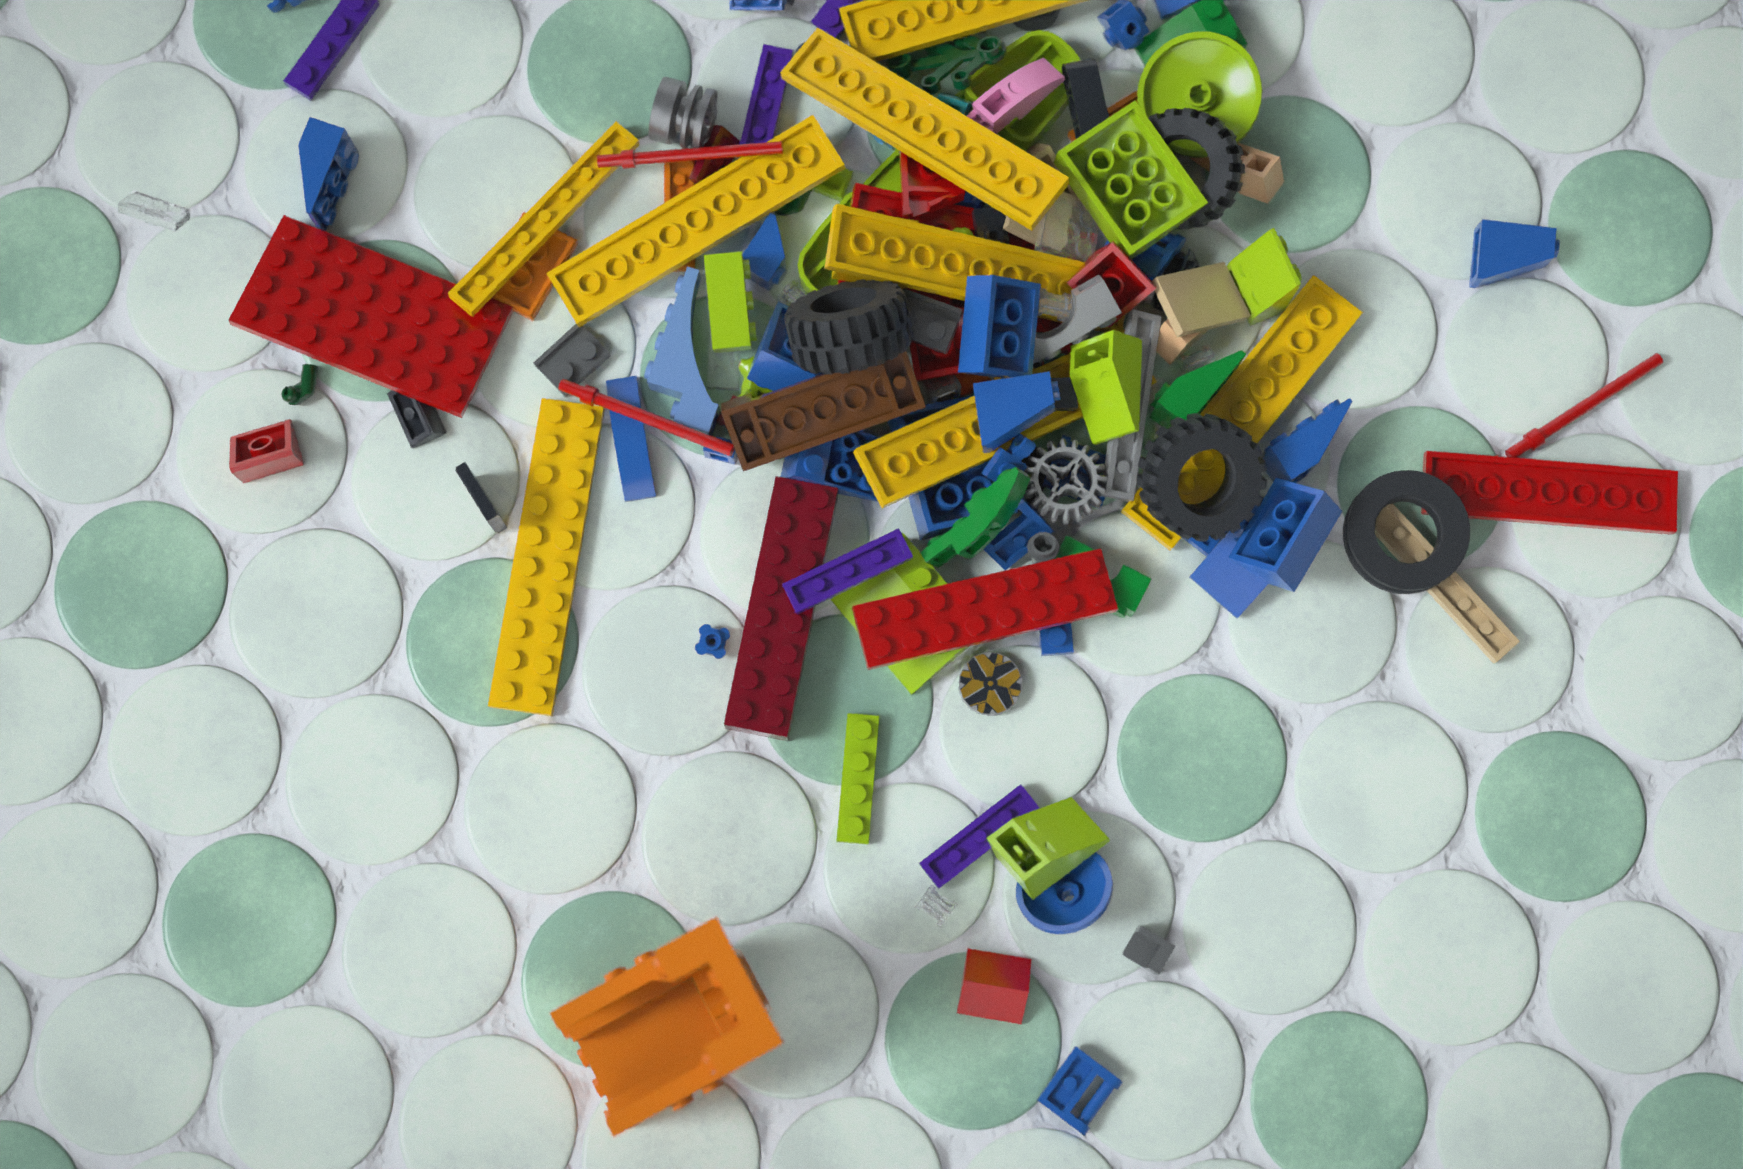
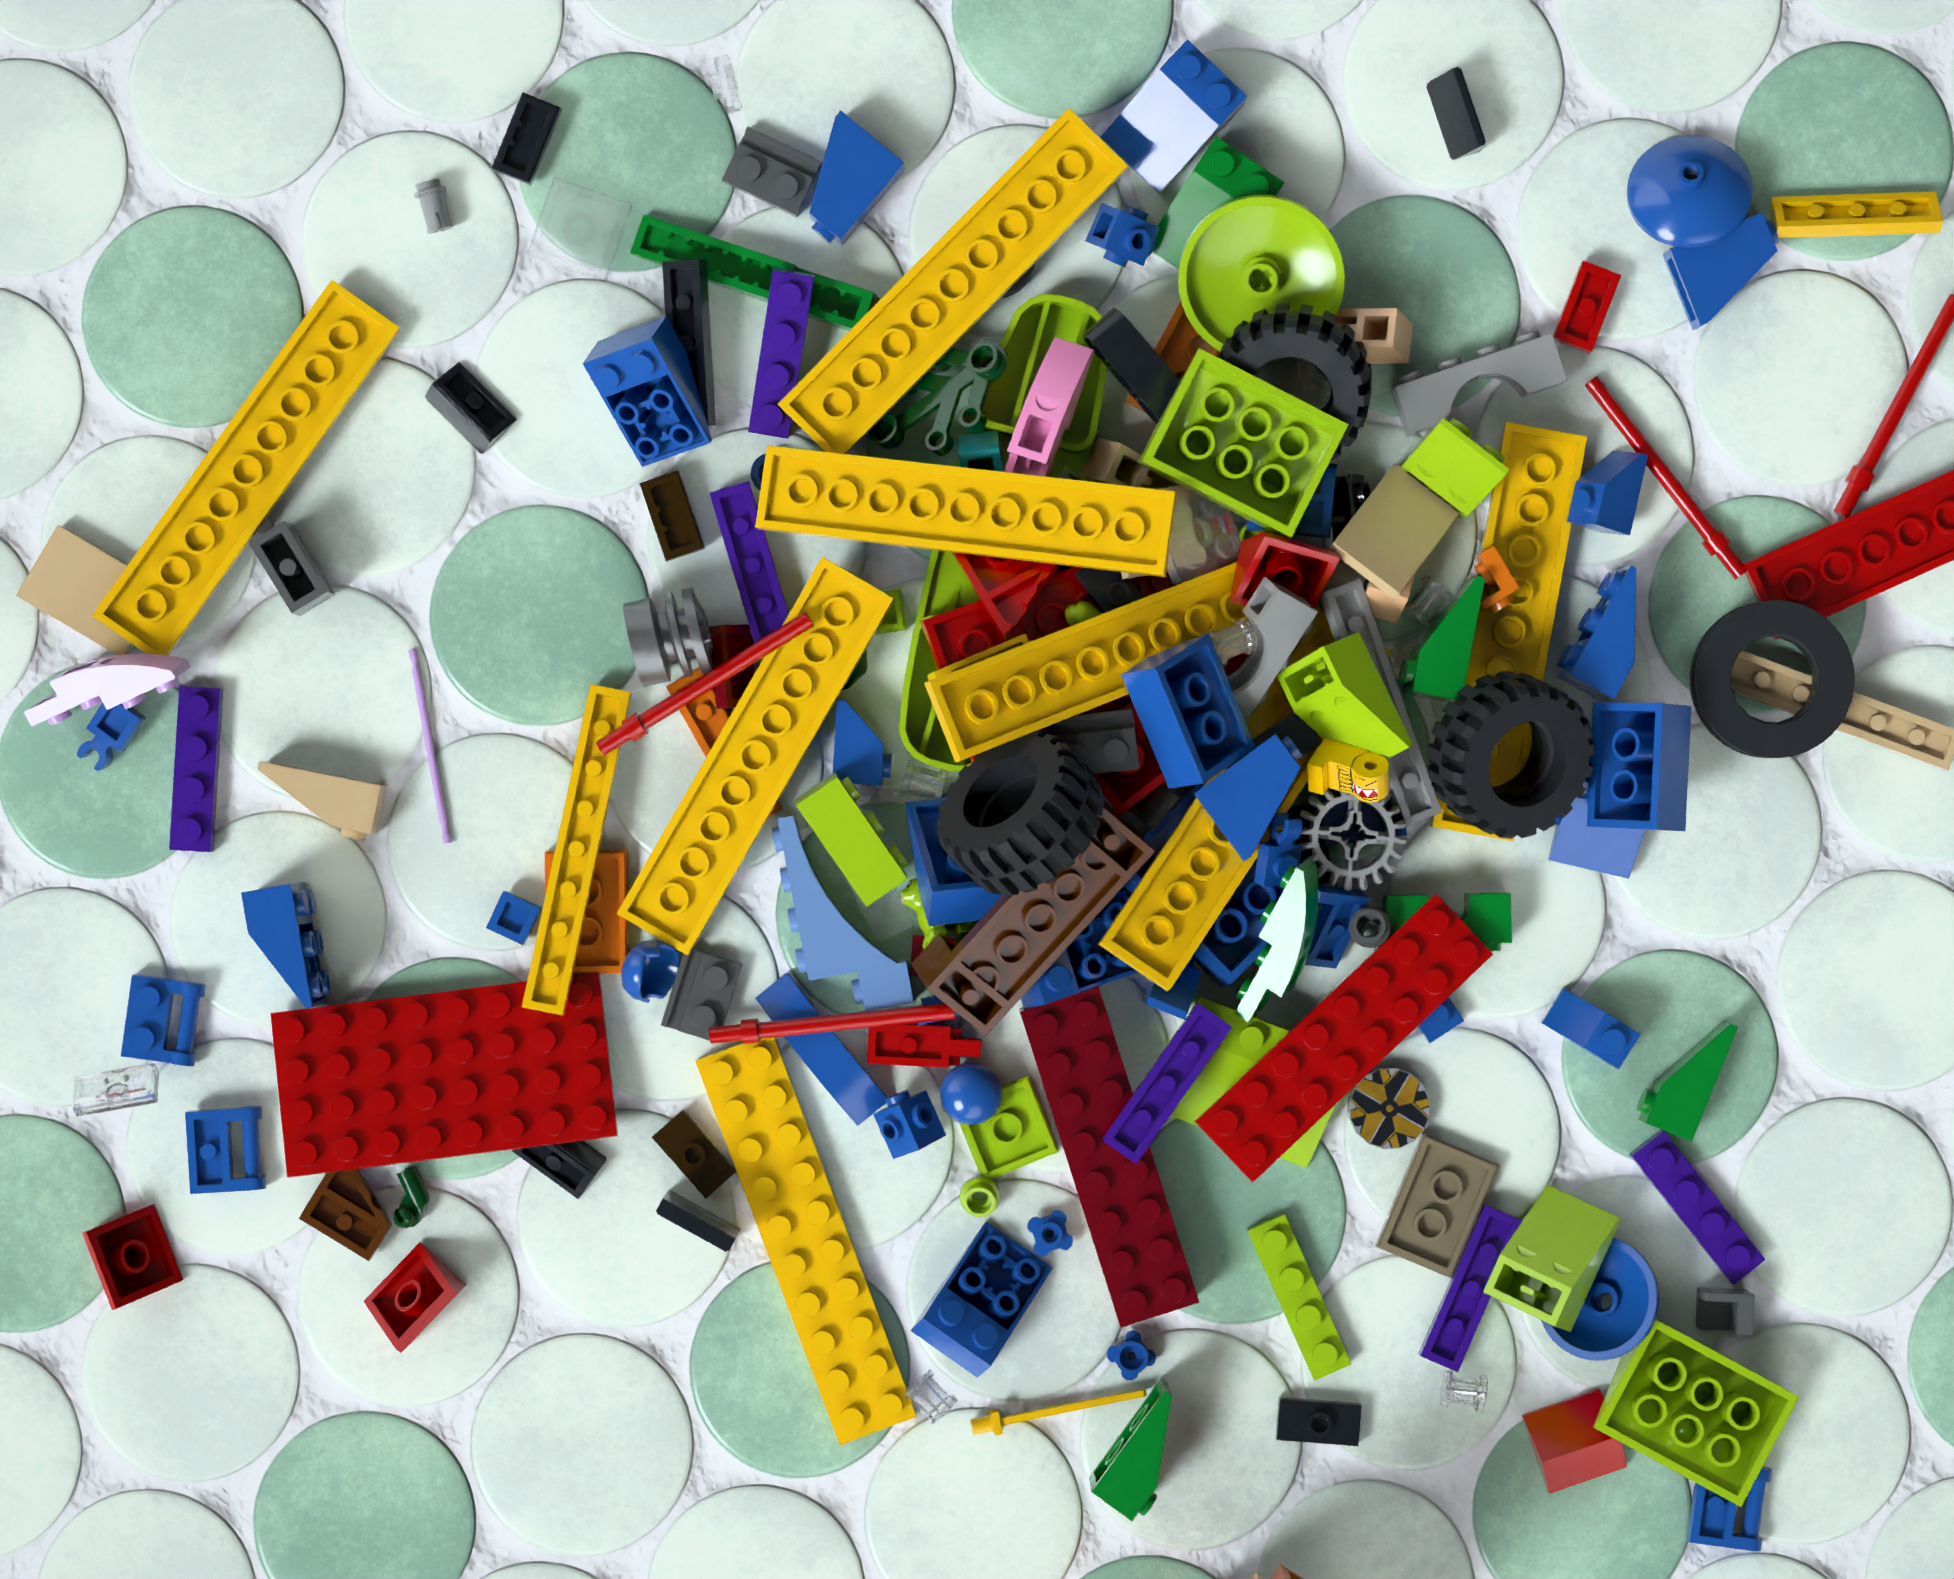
camera: 25 degrees left, 10 degrees up
(96, 322) = (132, 1256): none -> red slope
(191, 284) = (211, 1150): none -> blue plate
(206, 179) = (150, 1017): none -> blue plate
(255, 371) = (348, 1213): none -> reddish brown wing
(414, 110) = (335, 799): none -> tan slope
(477, 241) = (514, 917): none -> blue plate
(489, 109) = (429, 746): none -> lavender piece
(505, 459) = (694, 1153): none -> dark brown plate
(546, 321) = (650, 970): none -> blue hair
(568, 706) = (930, 1396): none -> clear bush
(600, 749) = (994, 1422): none -> yellow sword
(639, 660) = (982, 1300): none -> blue slope
(659, 513) = (909, 1123): none -> blue brick
(670, 590) = (980, 1207): none -> lime plate
(681, 823) = (1132, 1464): none -> green slope
(696, 468) = (920, 1045): none -> red hinge
(712, 517) = (971, 1093): none -> blue hair
(712, 751) = (1131, 1367): none -> blue plate
(722, 556) = (1013, 1135): none -> lime tile
(731, 47) = (672, 515): none -> dark brown plate
(823, 872) = (1318, 1421): none -> black plate
(888, 519) = (1179, 997): none -> blue slope
(987, 768) = (1437, 1205): none -> dark tan tile
(1085, 432) = (1348, 770): none -> yellow leg
(1091, 1004) = (1695, 1411): none -> lime slope
(1158, 704) = (1590, 1028): none -> blue slope
(1167, 869) = (1697, 1207): none -> dark purple plate
(1201, 779) = (1684, 1089): none -> green slope
(1255, 364) = (1496, 574): none -> orange bracket
(1345, 246) = (1527, 367): none -> light grey arch
(1356, 357) = (1609, 494): none -> blue slope
(1383, 68) = (1456, 114): none -> black slope
(1405, 231) = (1586, 307): none -> red plate
(1413, 427) = (1715, 540): none -> red bar
(1513, 193) = (1687, 210): none -> blue dish
(1618, 267) = (1856, 214): none -> yellow plate

